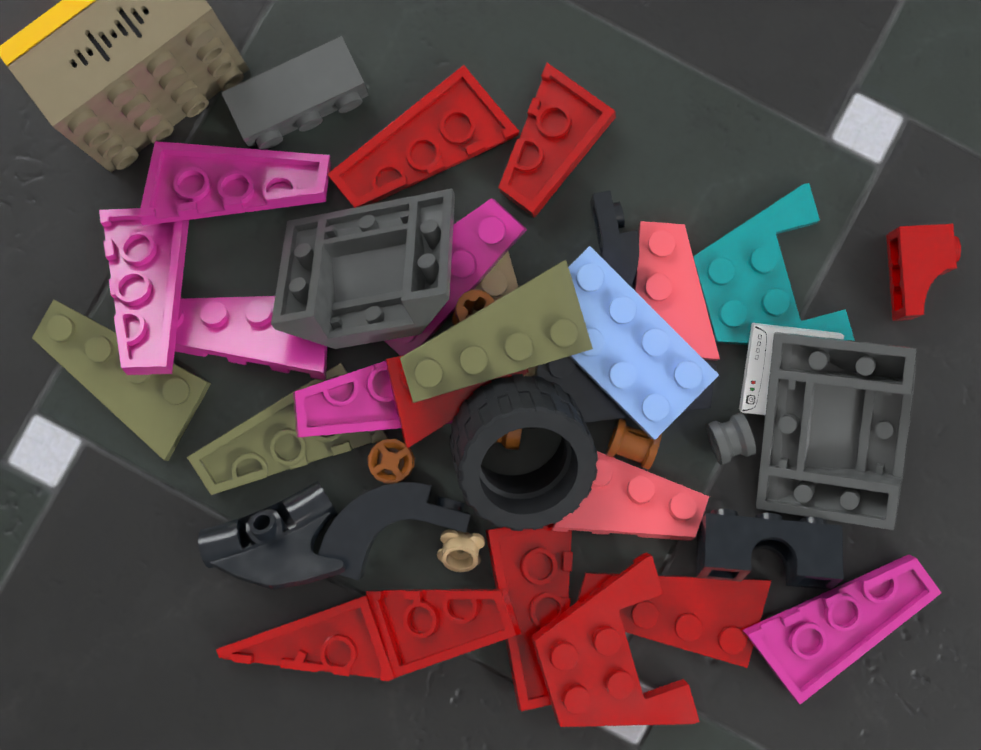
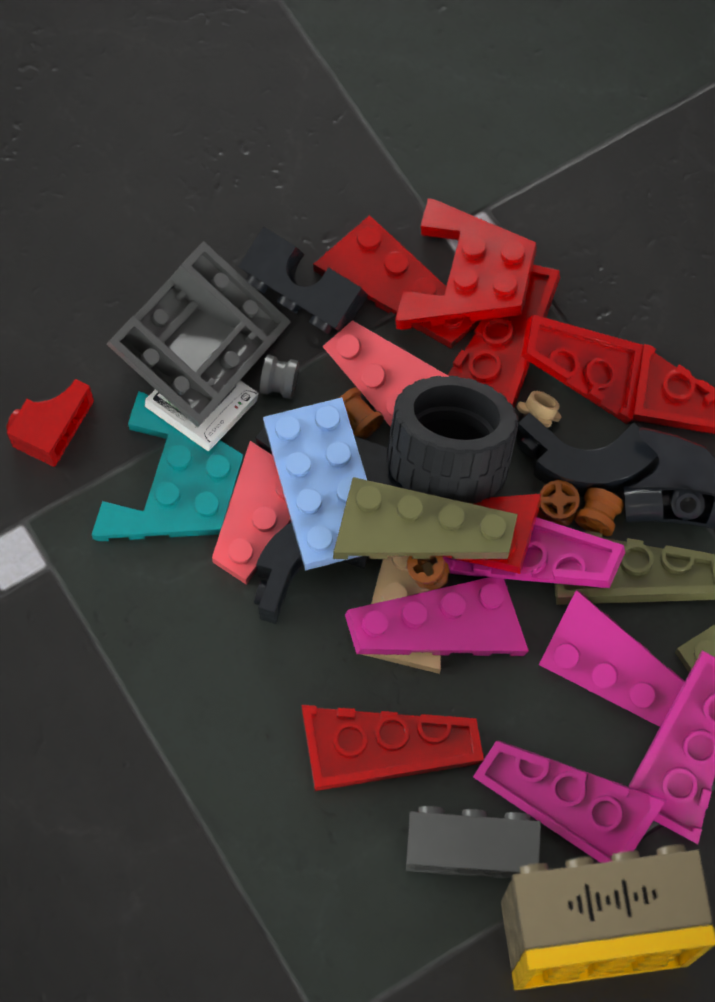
camera: 155 degrees left, 15 degrees down
(347, 475) = (599, 511): none -> dark orange wheel
(366, 271) = (494, 653): dark grey slope -> none
(556, 136) = (275, 685): red wing -> none
(836, 628) = (292, 206): dark pink wing -> none

